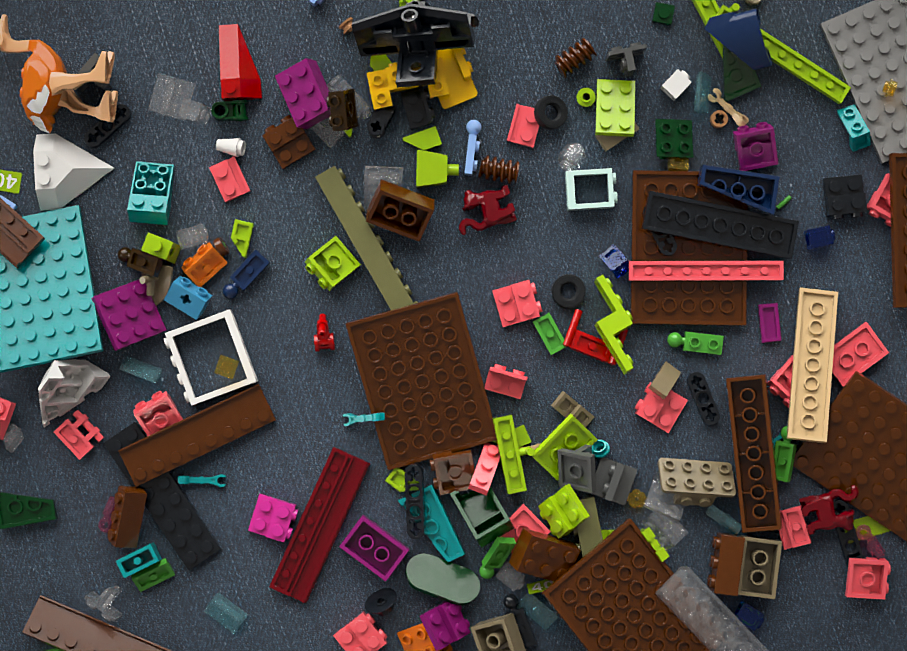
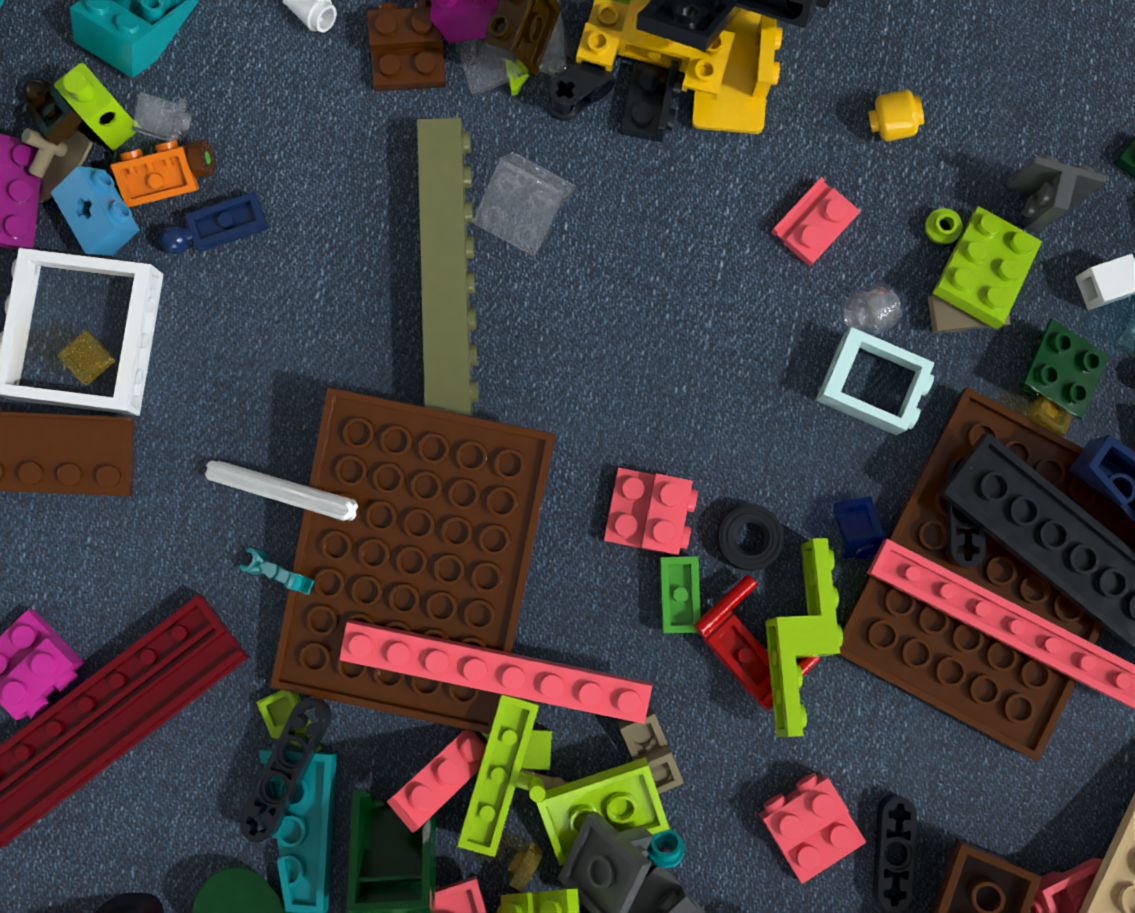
camera: 25 degrees right, 5 degrees down
(229, 179) = (278, 60): coral plate -> none
(242, 235) = (247, 161): lime tile -> none
(323, 338) = (284, 394): red piece -> none
(331, 263) = (367, 280): lime plate -> none
(347, 380) = (282, 490): none -> white axle
(374, 547) = (167, 816): magenta brick -> none
(400, 210) = (530, 244): reddish brown brick -> none
(424, 139) = (635, 158): lime tile -> none
(433, 169) = (624, 212): lime torso -> none
(452, 471) = (380, 750): reddish brown plate -> none
(473, 128) = (727, 180): light blue plate -> none
(485, 410) = (496, 671): none -> coral plate
(490, 209) = (688, 325): dark red animal -> none
(499, 169) = (735, 269): reddish brown piece -> none
(505, 382) = (557, 638): coral bracket -> none
(537, 55) = (896, 115): none -> yellow head
(541, 488) = (523, 865): none -> clear yellow plate
(561, 109) = (891, 216): black tyre -> none
(574, 57) = (961, 146): reddish brown piece -> none
(664, 380) = (844, 786): dark tan slope -> none
(697, 342) = (933, 746): bright green plate -> none
(769, 322) = (1077, 777): magenta tile -> none

